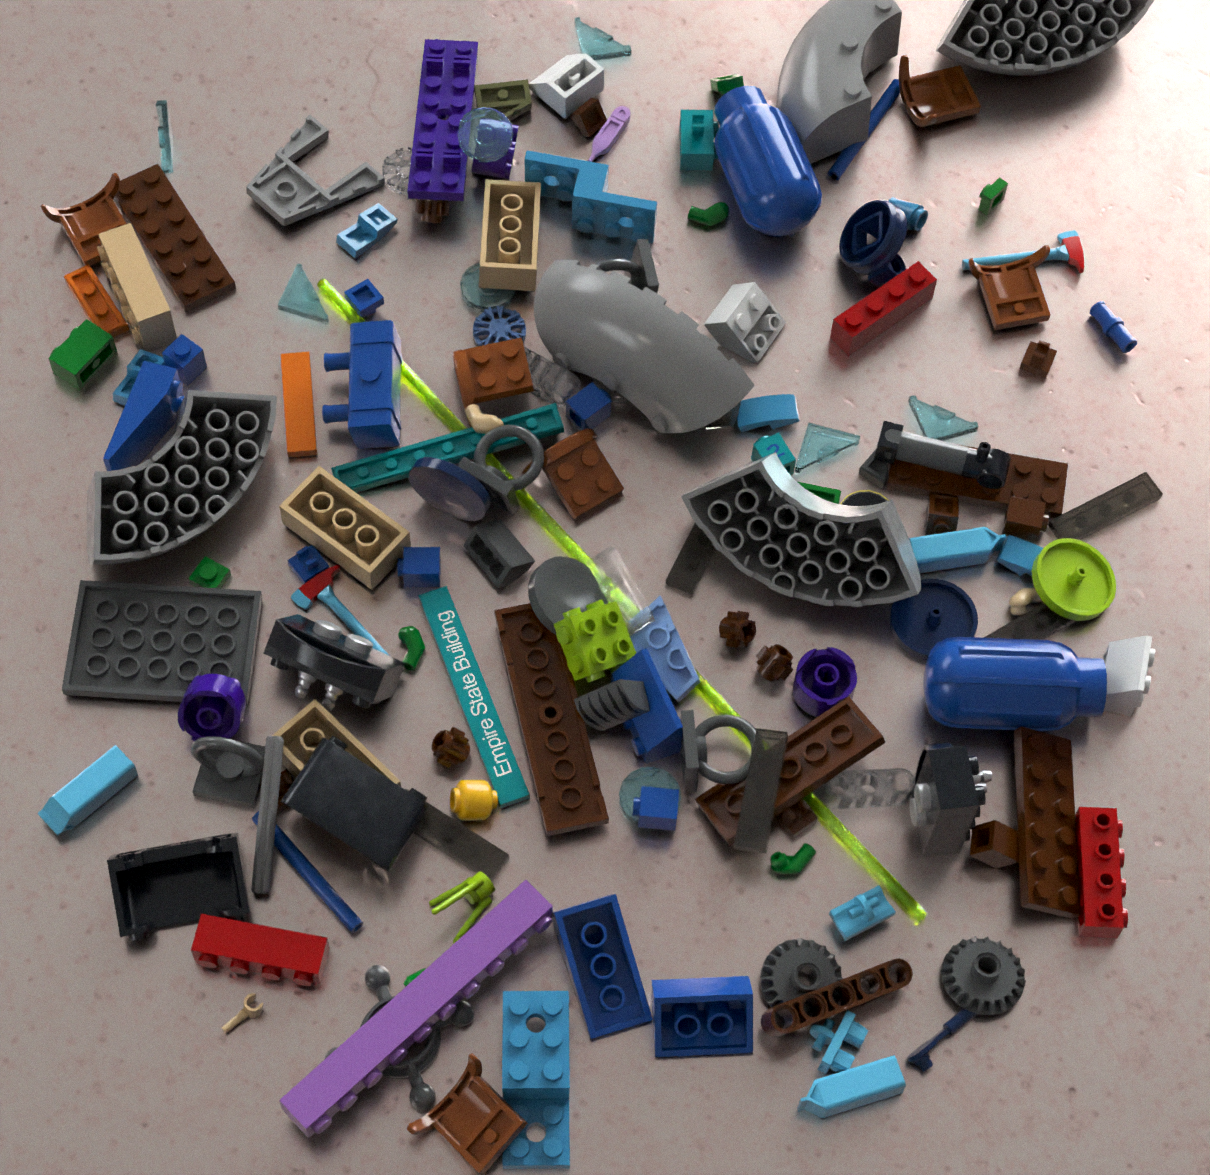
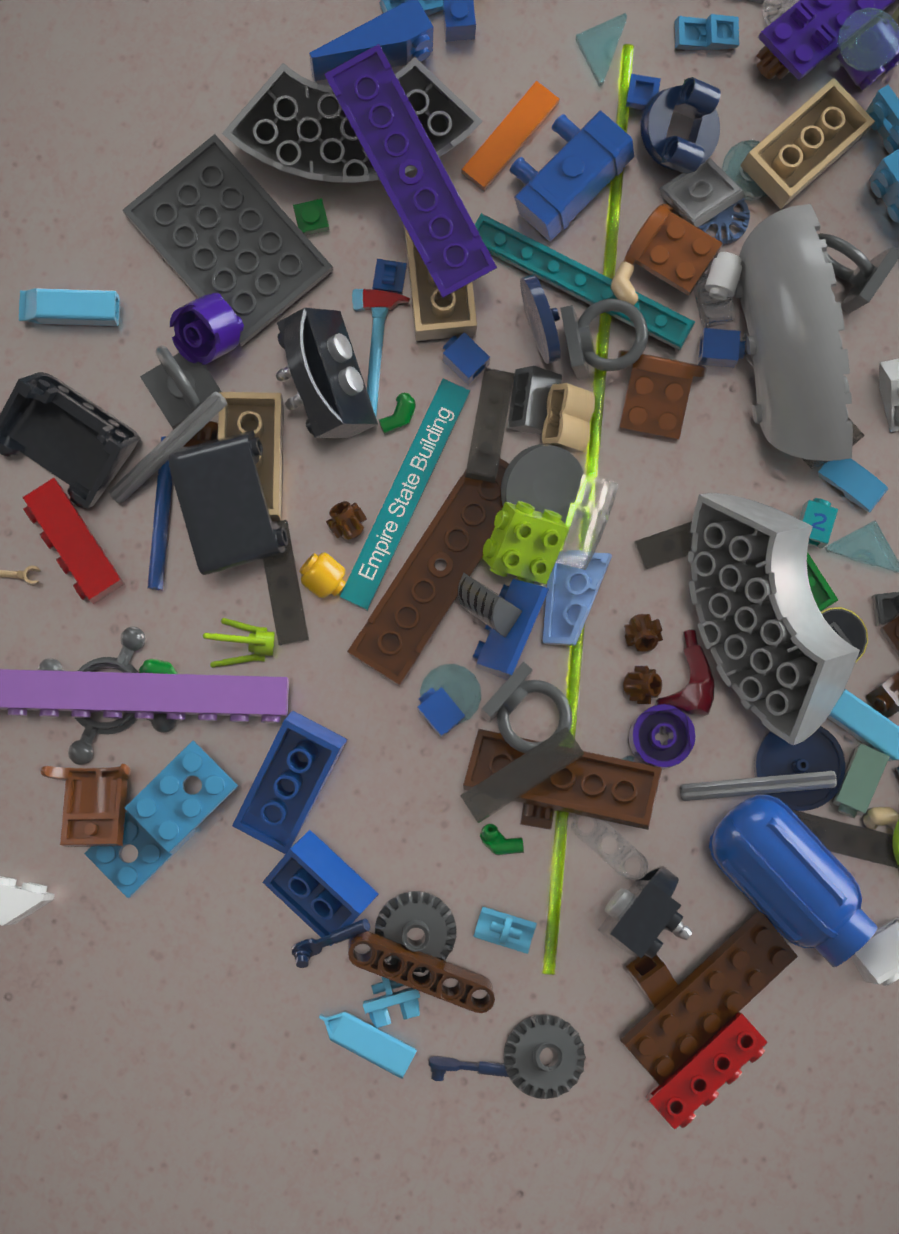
camera: 40 degrees right, 20 degrees up
(230, 455) = (396, 140): none -> dark purple piece
(410, 270) = (693, 100): none -> dark blue piece
(471, 323) = (702, 193): none -> light grey tile
(486, 592) = (489, 425): none -> clear smoke tile
(534, 537) = (568, 417): none -> tan brick
(545, 355) = (724, 275): none -> white brick
(740, 1063) = (305, 949): none -> dark blue piece
(816, 629) = (698, 695): none -> dark red animal
(920, 655) = (758, 785): none -> light grey axle
(983, 586) = (860, 781): none -> sand green brick

